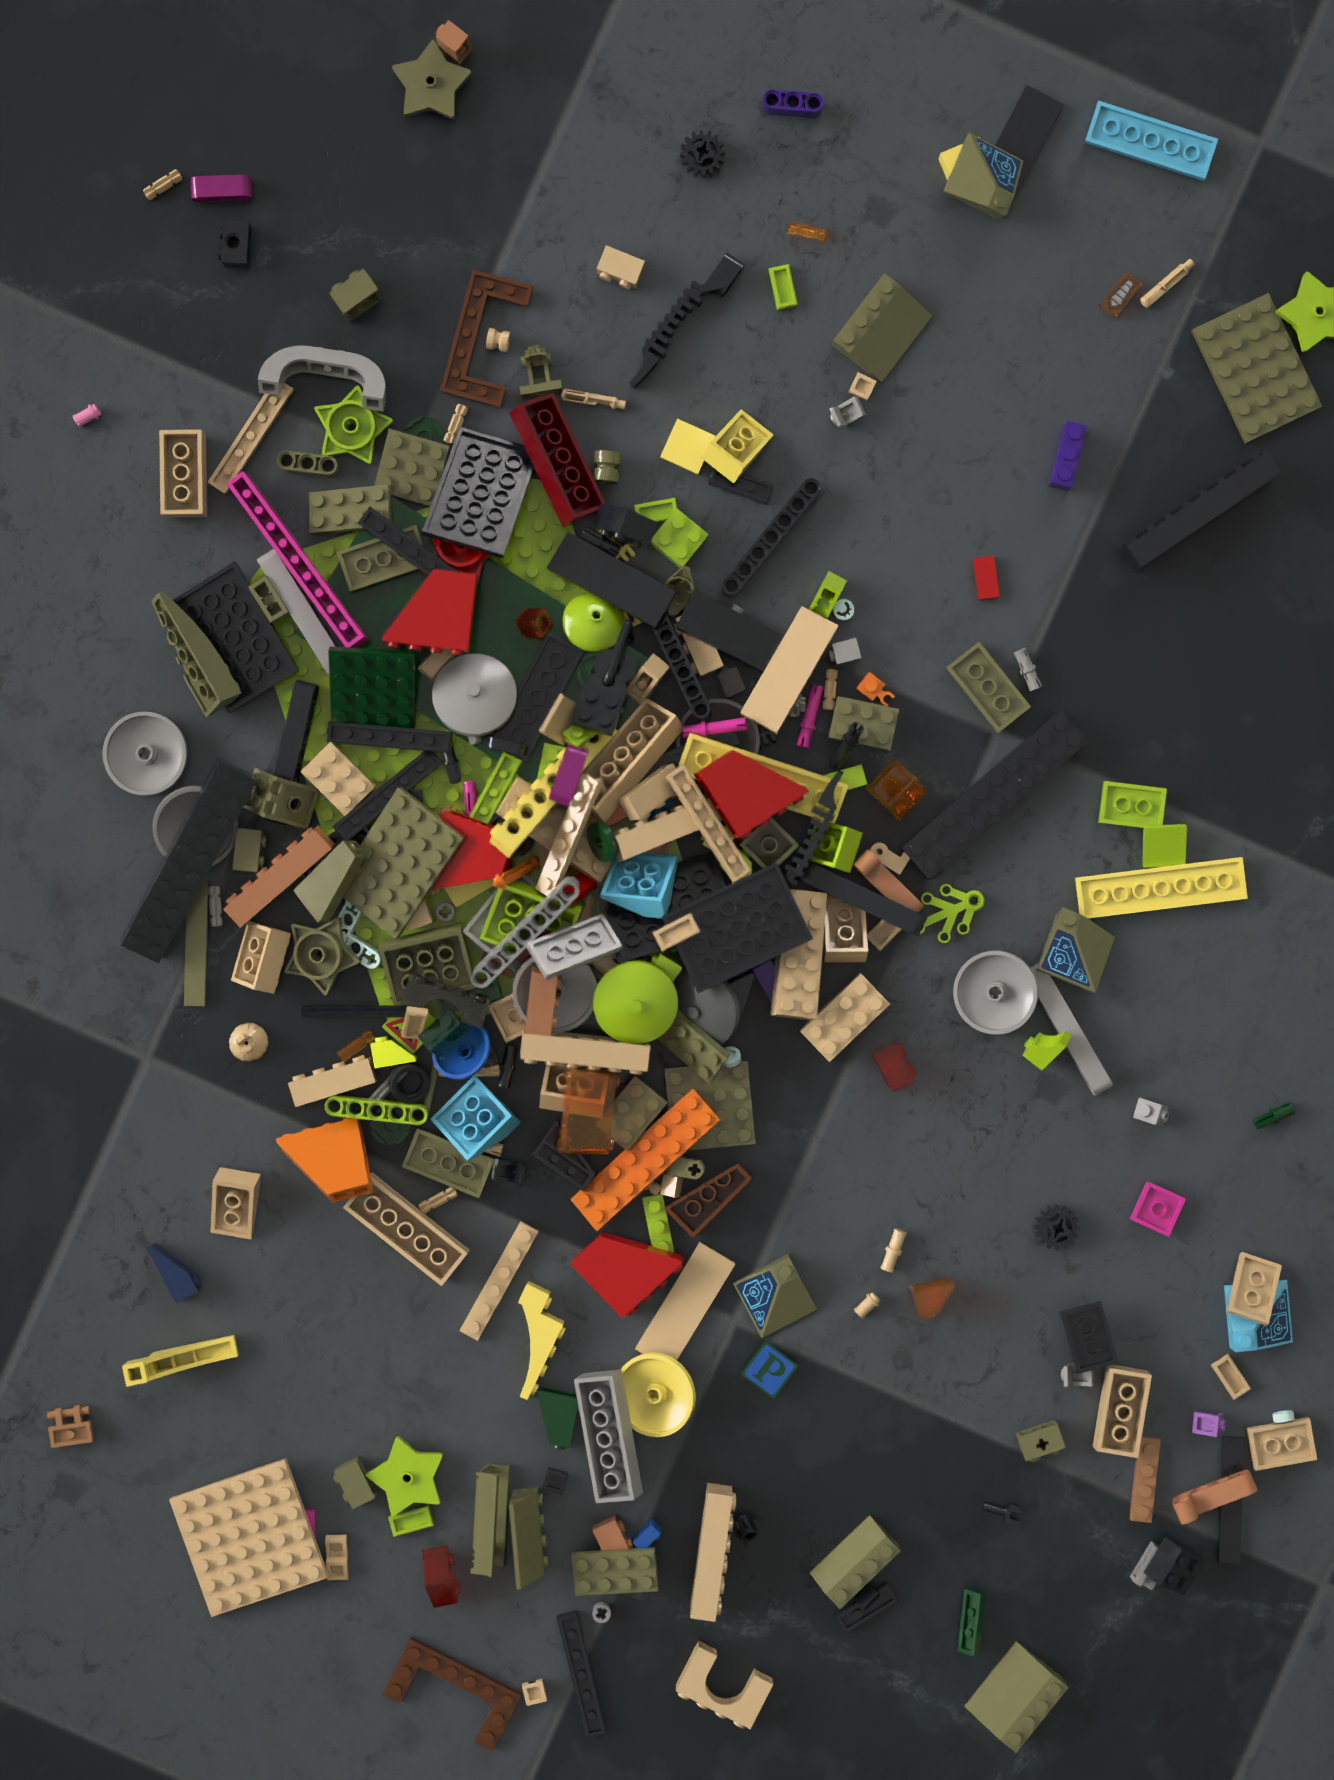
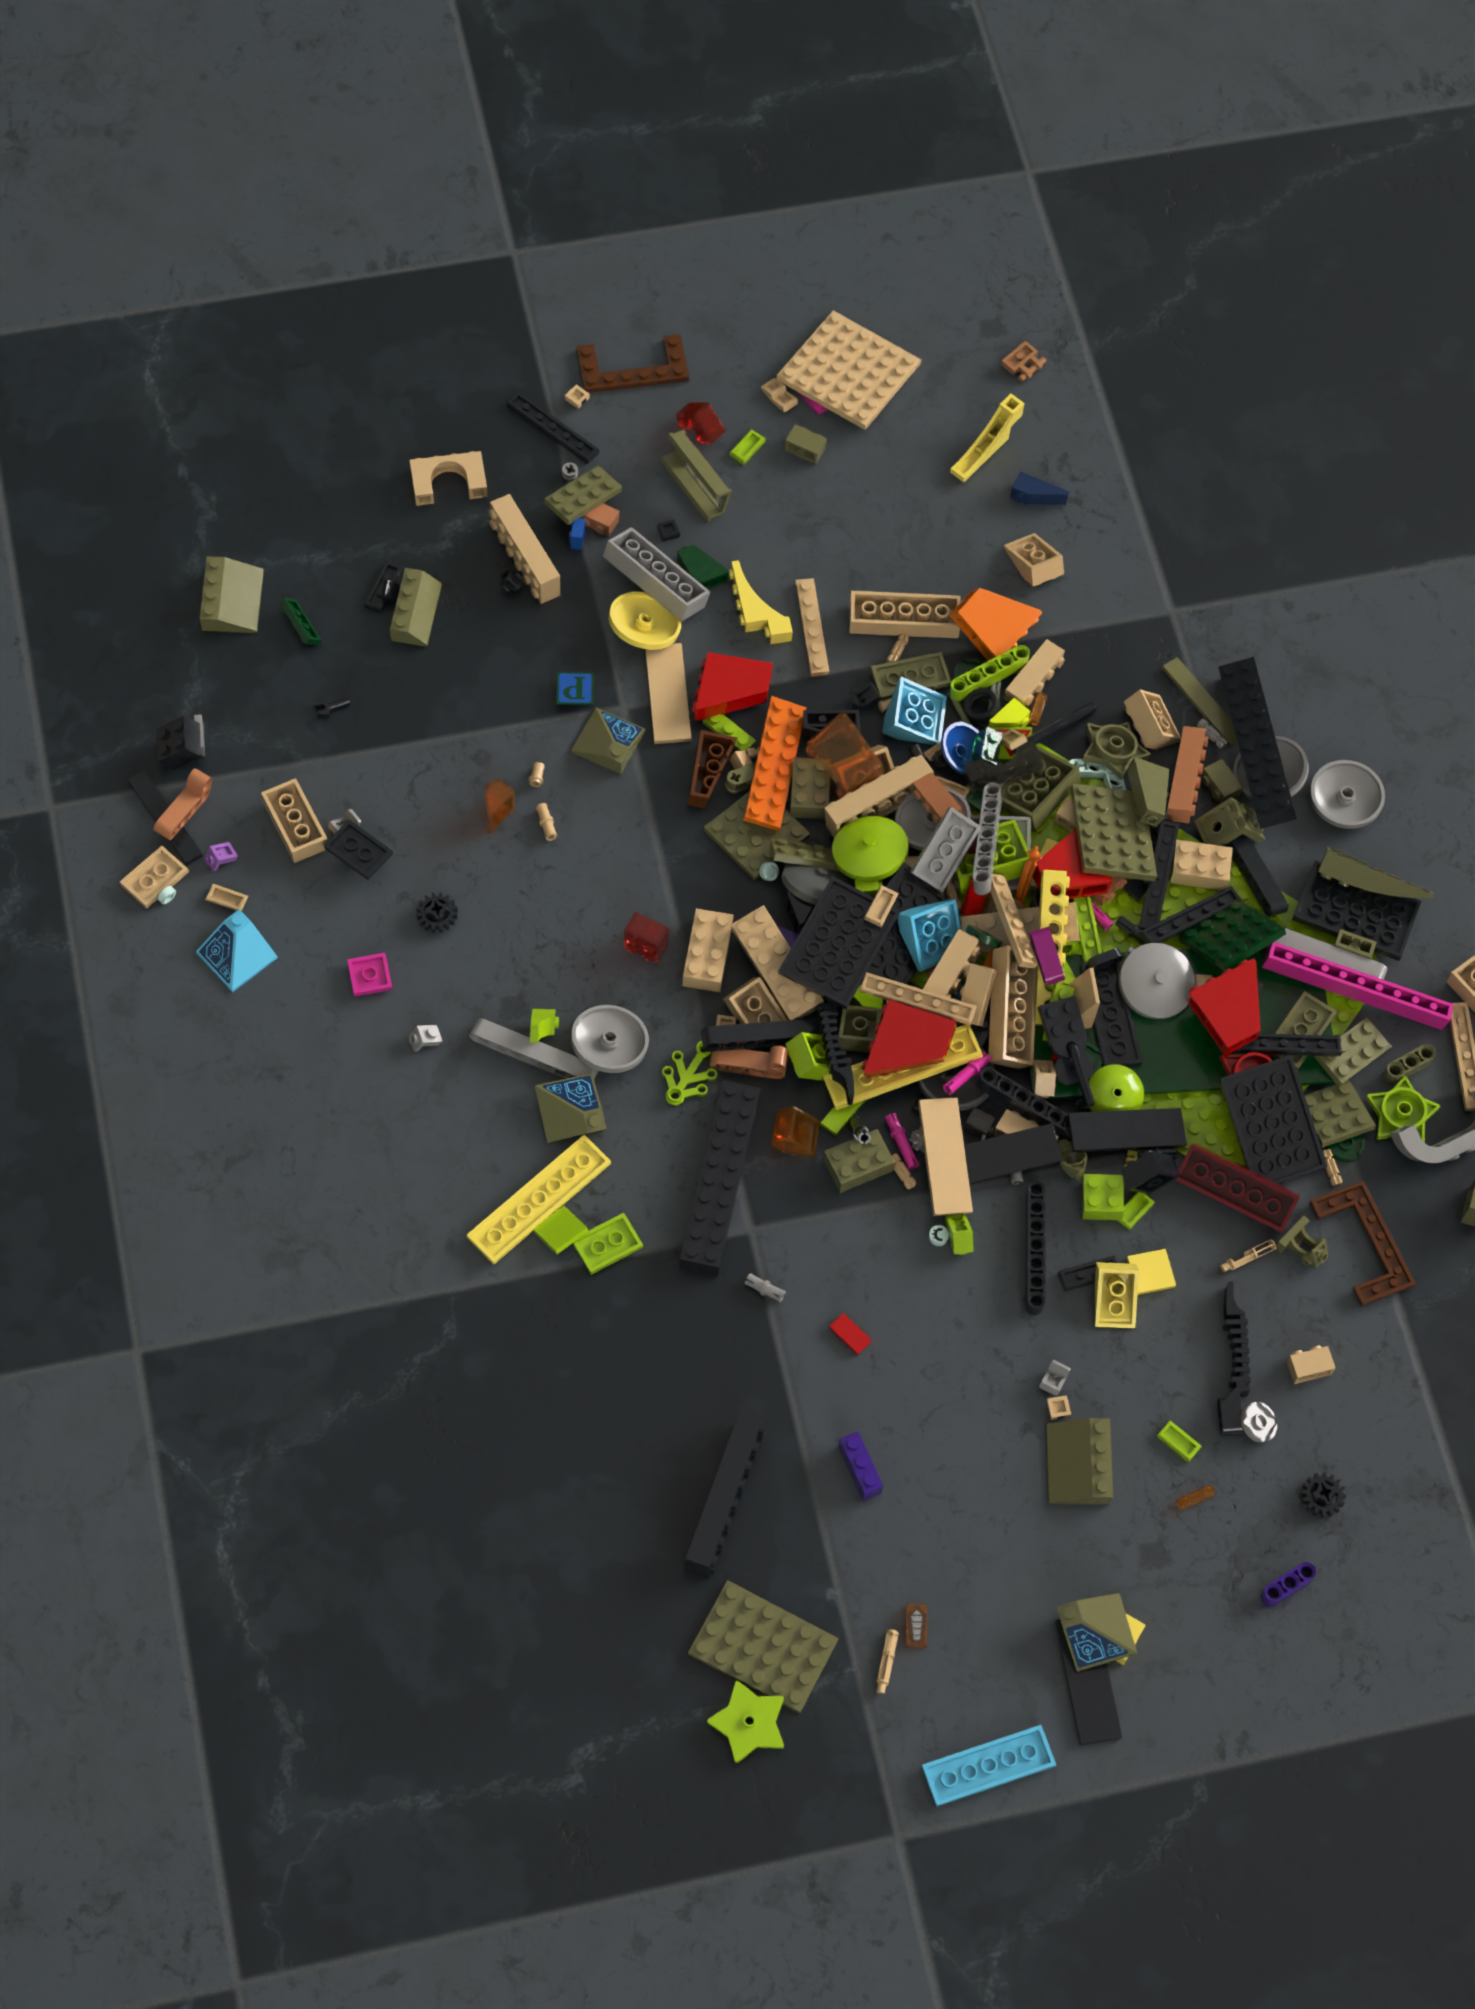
camera: 140 degrees right, 25 degrees down
(256, 1039) = (1111, 668): tan hair -> none
(403, 1461) = (773, 468): lime plate -> none
(441, 907) = (1051, 825): light grey bush -> none
(498, 340) = (1354, 1246): tan wheel -> none
(527, 1535) = (663, 478): olive slope -> none
(534, 622) = (1156, 1060): clear red panel -> none
(607, 465) = (1199, 1213): olive wheel -> none
(706, 251) = (1258, 1422): none -> light grey tile
(844, 652) = (913, 1203): light grey brick -> none
(872, 688) = (872, 1195): orange plate -> none
(889, 859) = (765, 1080): tan leg -> none
(988, 687) = (785, 1253): olive plate -> none
(1029, 1441) = (339, 765): olive brick -> none
(1145, 1480) = (240, 791): medium nougat plate -> none
(1254, 1288) = (255, 963): tan plate -> none
(1274, 1115) = (328, 1096): dark green axle -> none

